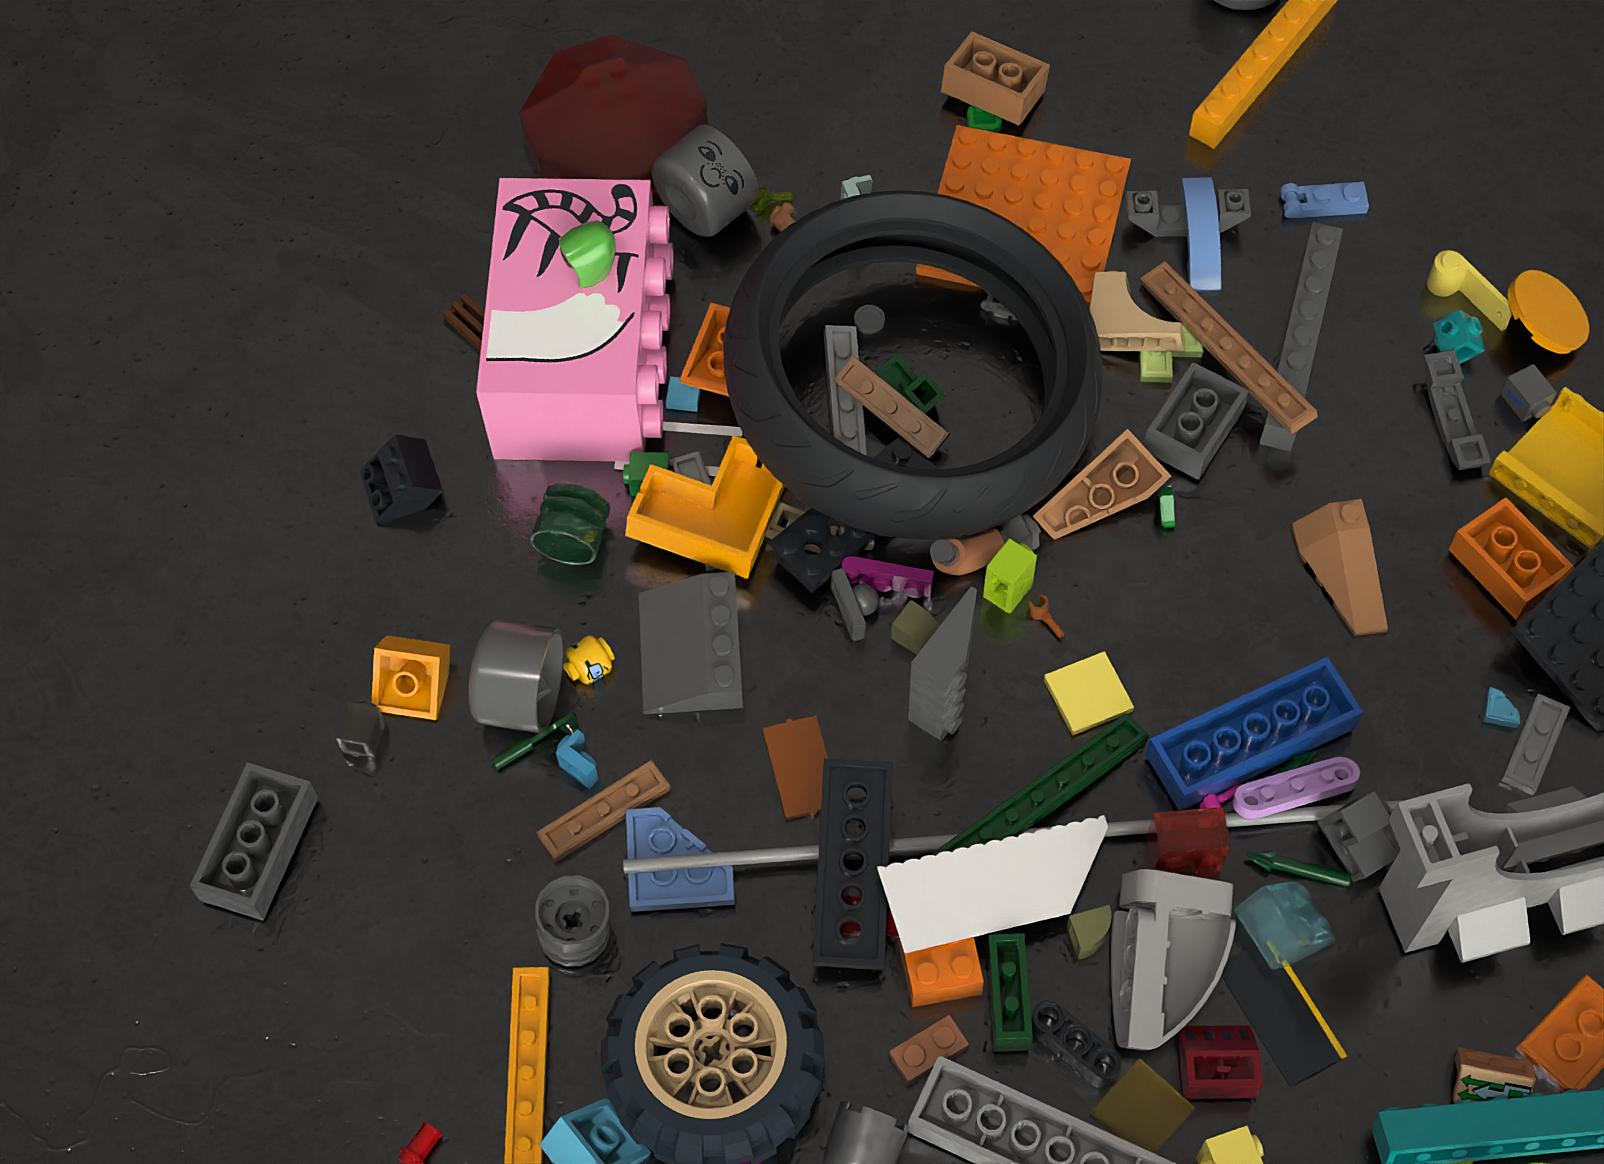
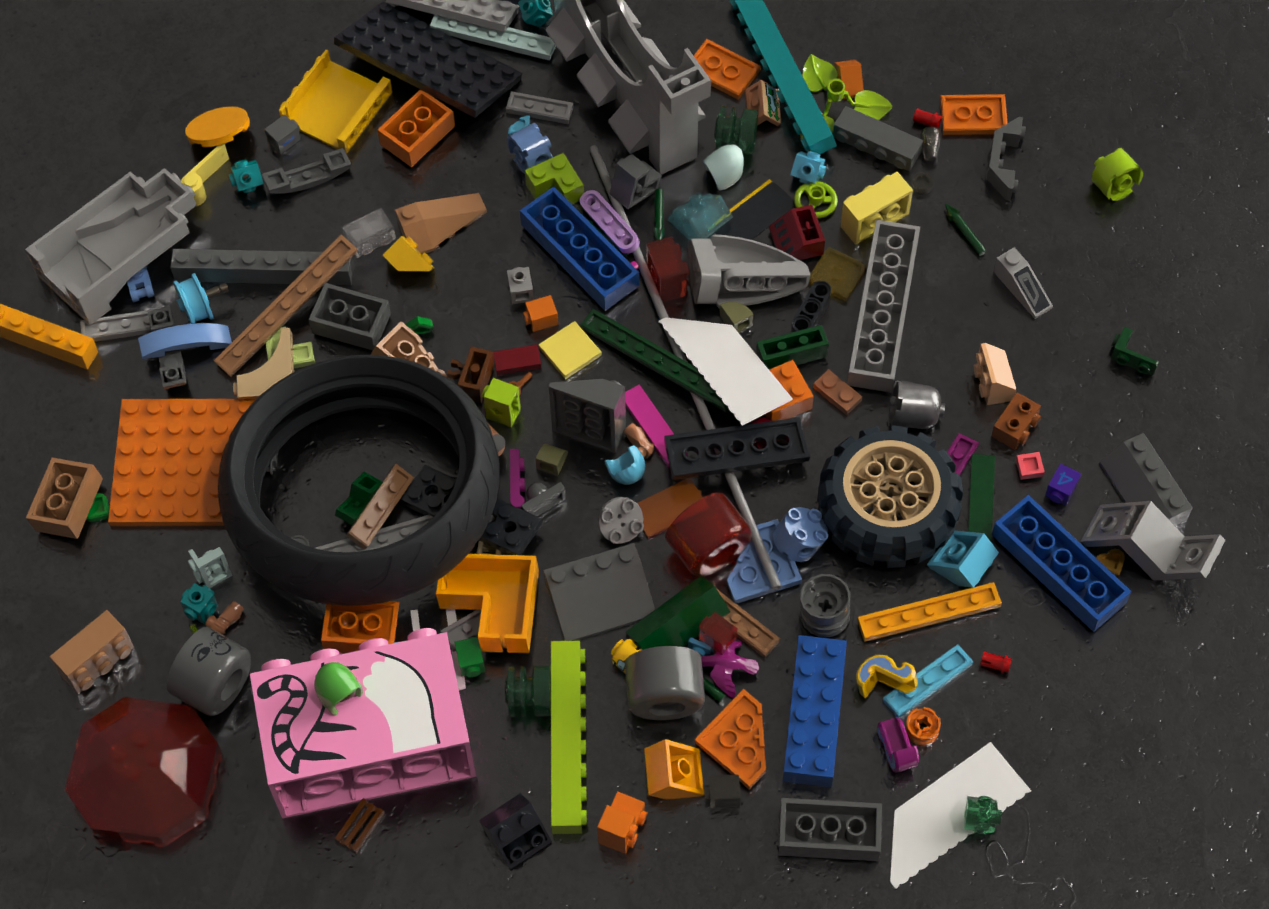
camera: 105 degrees left, 0 degrees up
(198, 1045) = (981, 814): none -> clear green brick
(234, 1024) = (934, 817): none -> white sticker
(338, 965) = (897, 745): none -> magenta animal
(358, 594) = (620, 822): none -> orange brick
(358, 1025) = (929, 733): none -> orange wheel
(427, 766) = (737, 739): none -> orange plate
(427, 1044) = (929, 680): none -> medium azure tile
(429, 871) = (815, 711): none -> blue brick
(448, 983) = (884, 669): none -> yellow animal
(503, 562) = (566, 740): none -> lime brick
(534, 773) = (725, 664): none -> magenta animal
(568, 759) = (717, 632): none -> clear red brick
(618, 729) = (679, 616): none -> dark green slope
(693, 916) = (800, 533): none -> medium blue brick
(717, 784) = (709, 535): none -> clear red piece
(776, 81) = (92, 652): none -> medium nougat brick
(789, 690) = (610, 524): none -> light grey plate
(812, 193) = (199, 603): none -> teal brick
(870, 716) = (628, 467): none -> medium azure hair
(916, 748) = (637, 438): none -> nougat arm
(946, 773) = (648, 419): none -> dark pink tile
(1067, 554) = (474, 373): none -> reddish brown brick
(1088, 622) = (517, 359): none -> dark red tile
(1154, 664) = (541, 313): none -> orange brick
(1209, 646) = (520, 285): none -> light grey brick
(1247, 174) = (117, 326): none -> light grey tile
(1257, 243) = (194, 298): none -> medium azure wheel
(1280, 509) = (406, 257): none -> yellow slope
(1295, 1103) = (816, 196): none -> lime piece
(1333, 467) = (369, 232): none -> clear brick
(1349, 1112) = (803, 162): none -> medium azure brick
(1368, 162) = (112, 240): none -> light grey panel
(1370, 979) = (725, 165): none -> light aqua piece
(1391, 734) = (555, 173): none -> lime brick
(1436, 1013) = (737, 129): none -> clear green wheel
(1445, 700) = (529, 147): none -> medium blue brick

